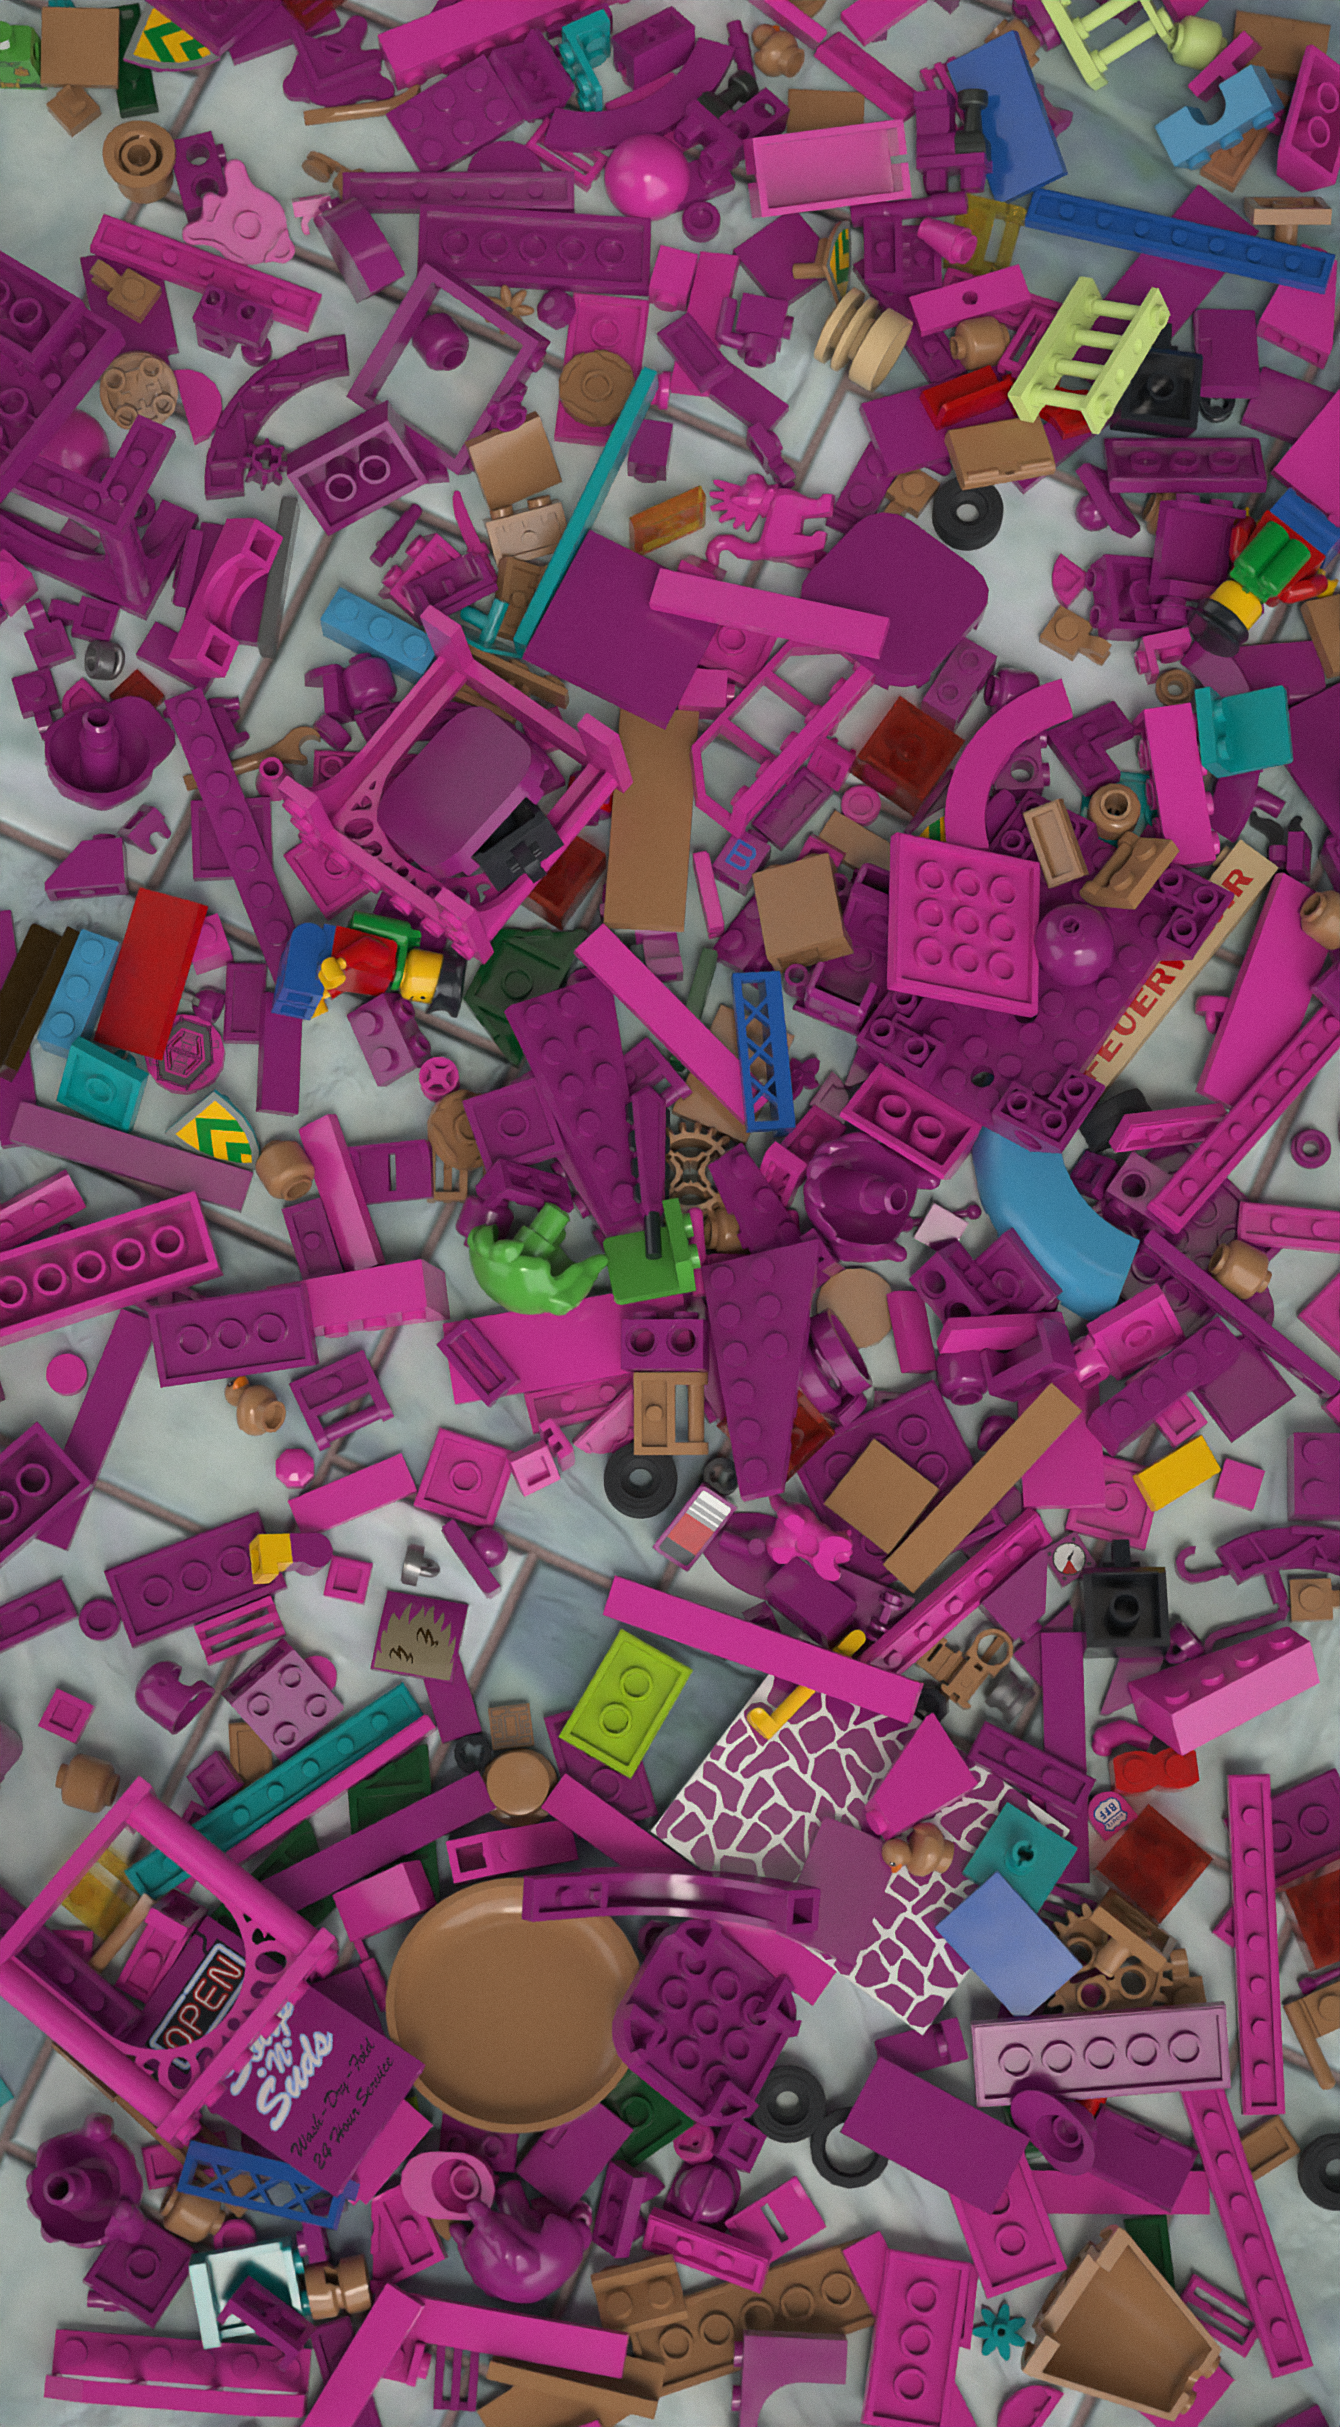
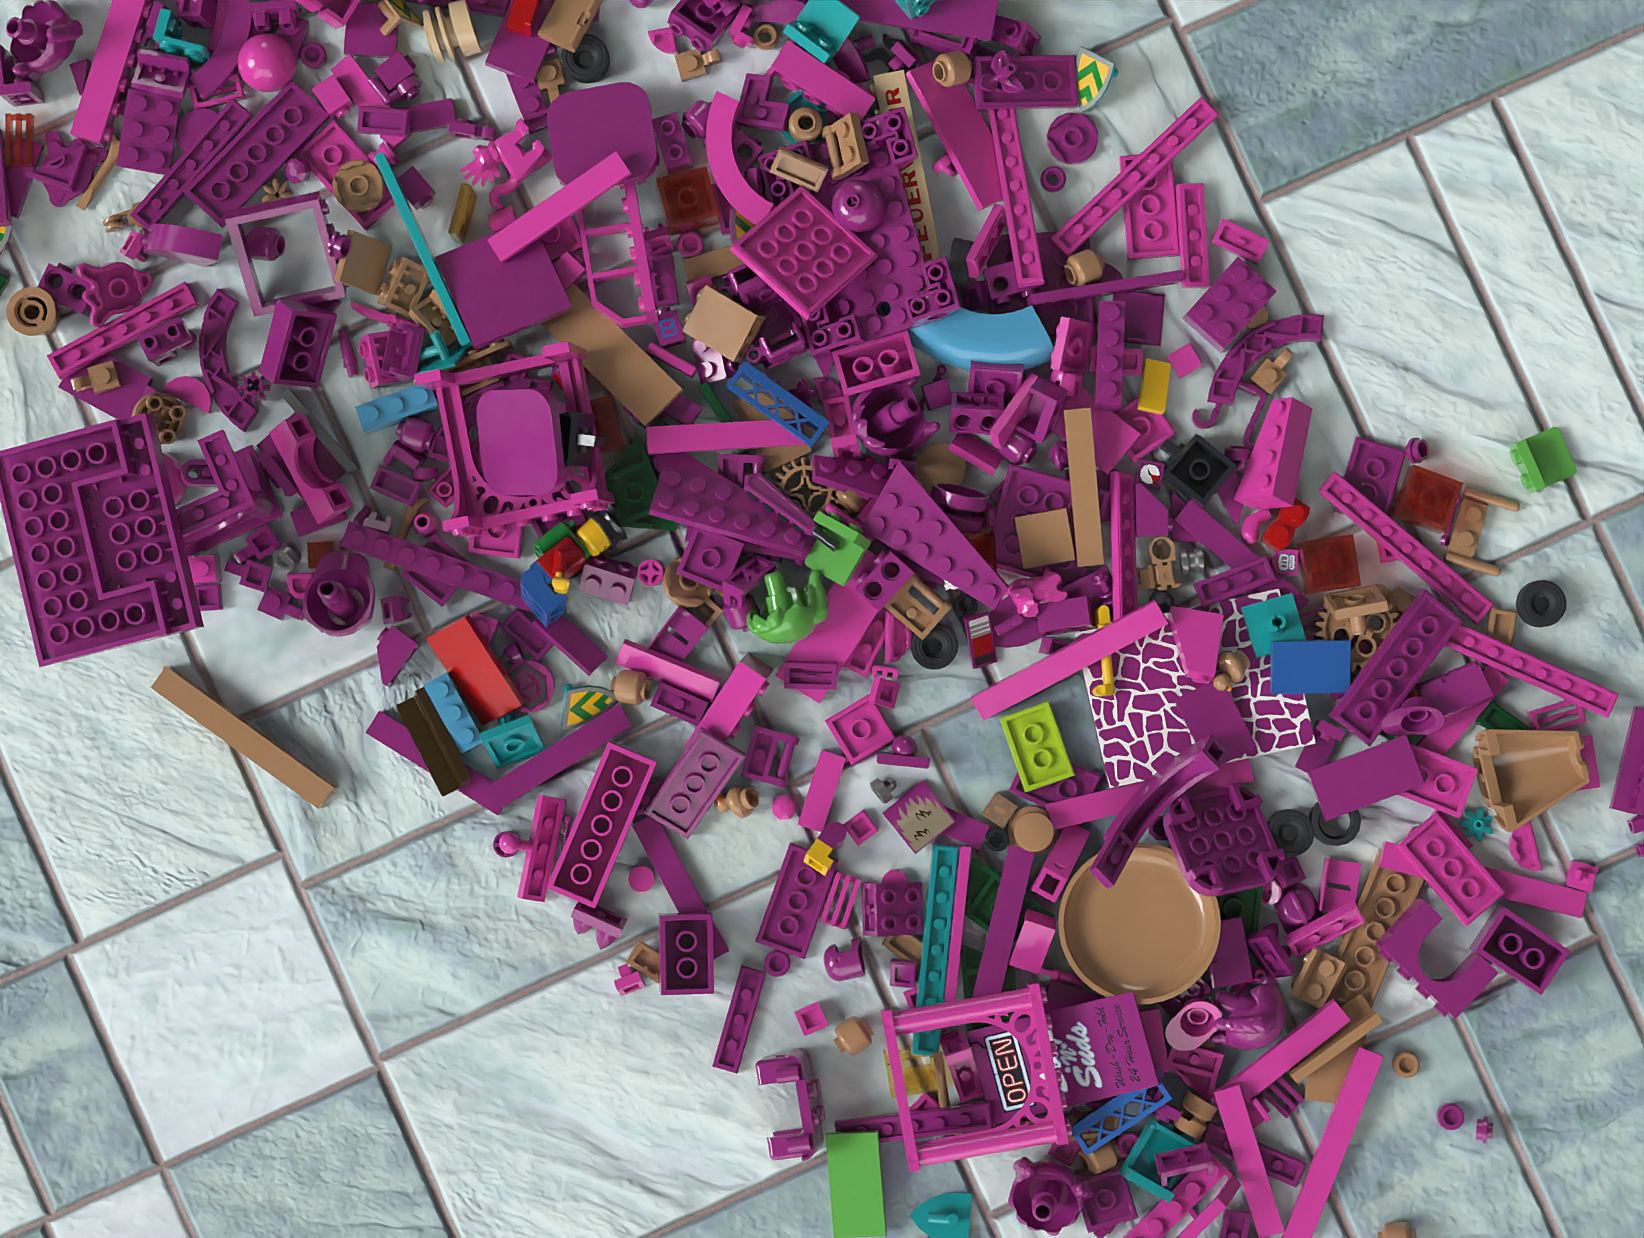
camera: 45 degrees left, 10 degrees up
(289, 712) = (396, 486): none -> magenta tile

